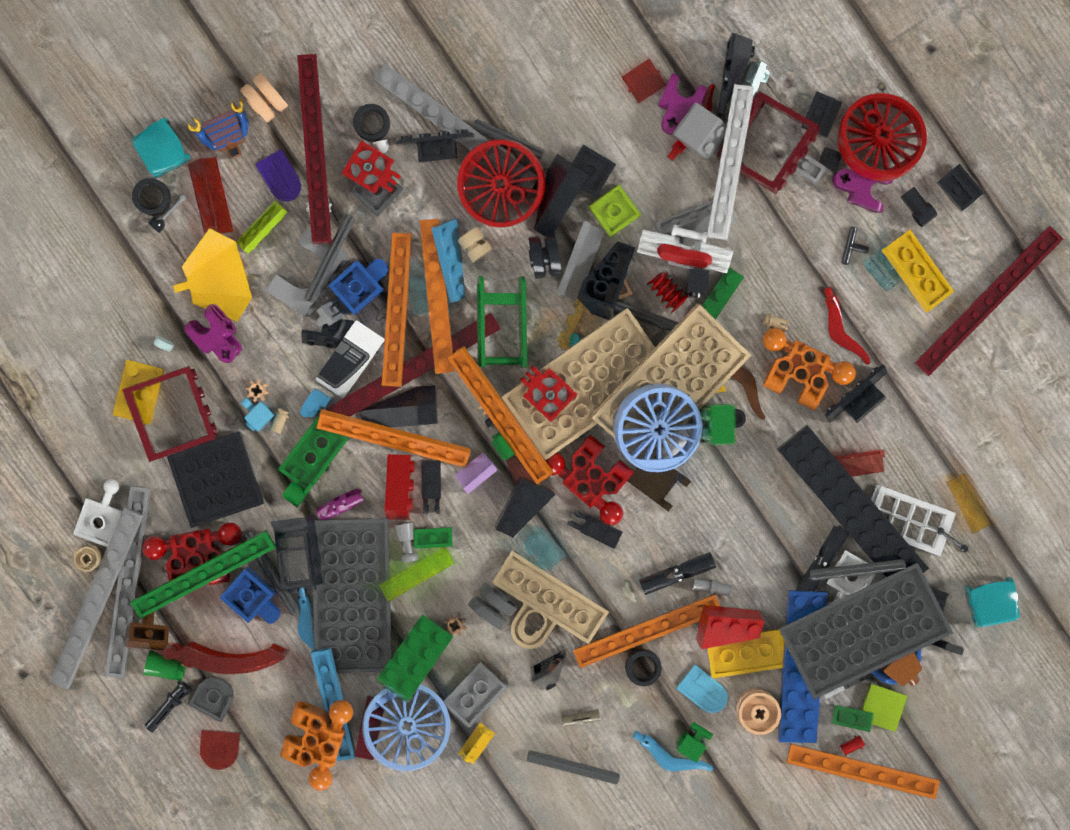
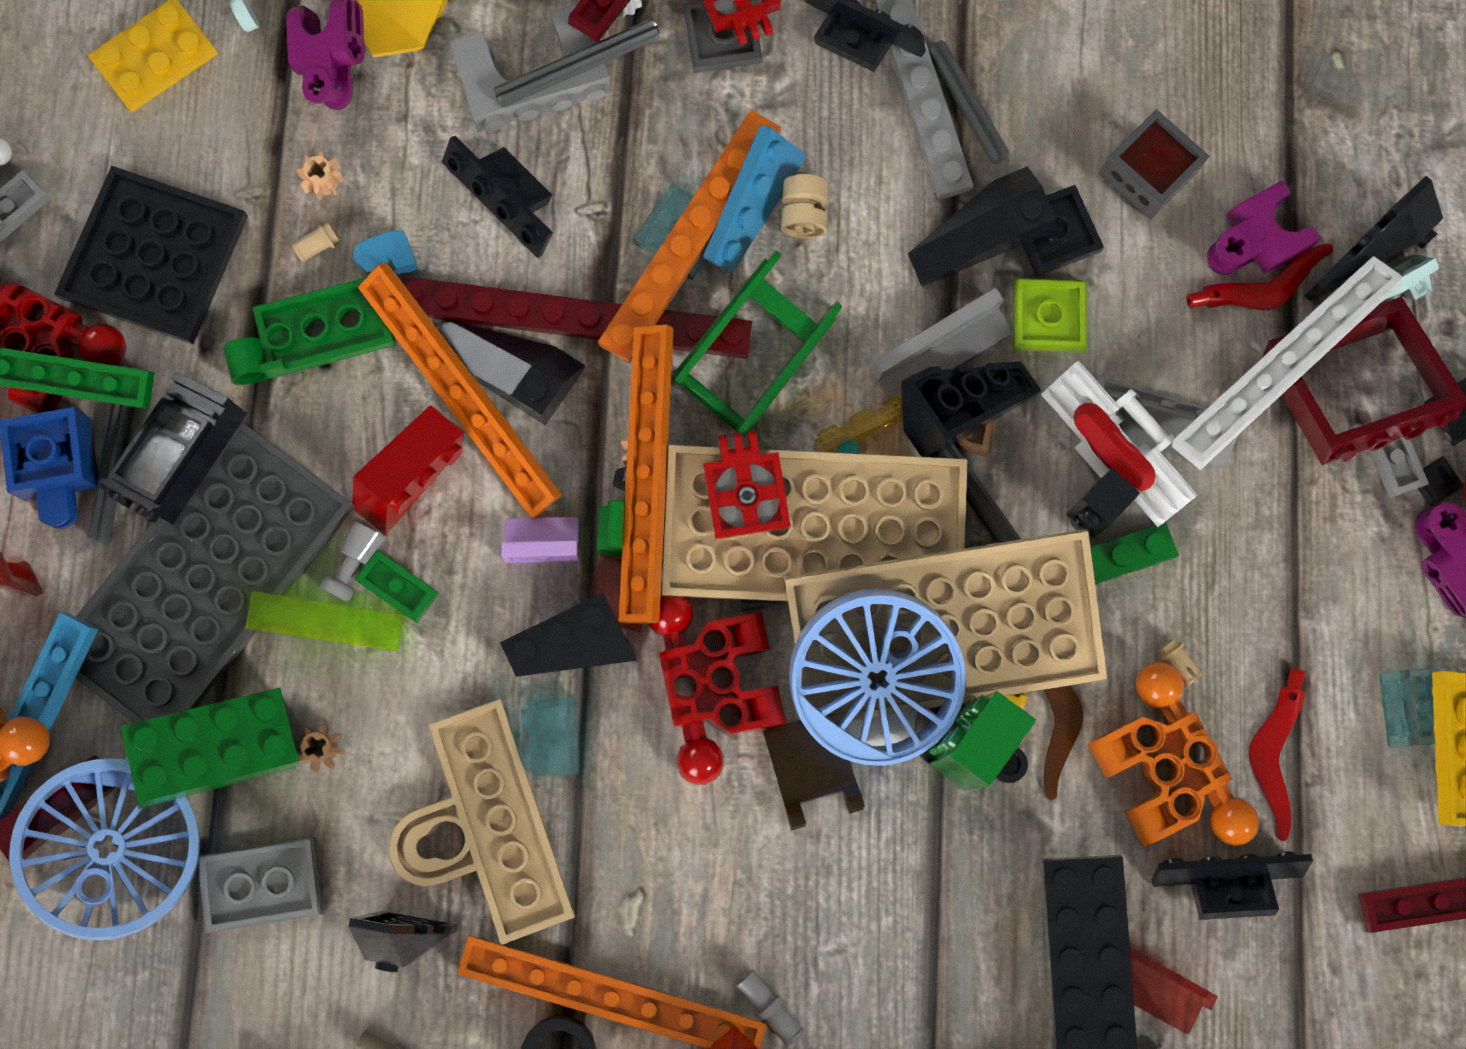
camera: 25 degrees right, 10 degrees down
(141, 427) = (112, 85): dark red window -> none
(259, 414) = (292, 210): medium azure brick -> none
(305, 628) = (105, 561): dark azure piece -> none
(332, 312) = (520, 142): light grey hinge -> none
(340, 504) = (300, 429): magenta hinge -> none
(349, 359) = (490, 229): sticker -> none
(359, 285) = (591, 121): blue brick -> none
(396, 309) = (613, 213): orange plate -> none
(431, 484) = (459, 506): black hinge -> none
(471, 162) = (892, 86): red piece -> none
(476, 743) = (196, 968): yellow hinge -> none
(494, 604) = (398, 761): dark grey wheel -> none
(544, 256) = (893, 292): black wheel -> none
(597, 529) = (658, 772): black hinge -> none
(610, 109) = (1153, 164): none -> piece
(643, 81) = (1231, 169): clear red piece -> none
(668, 291) = (1044, 487): red piece -> none
(683, 571) = (743, 944): black piece -> none
(701, 131) = (1269, 290): light grey slope -> none
(850, 245) = (1381, 634): black piece -> none

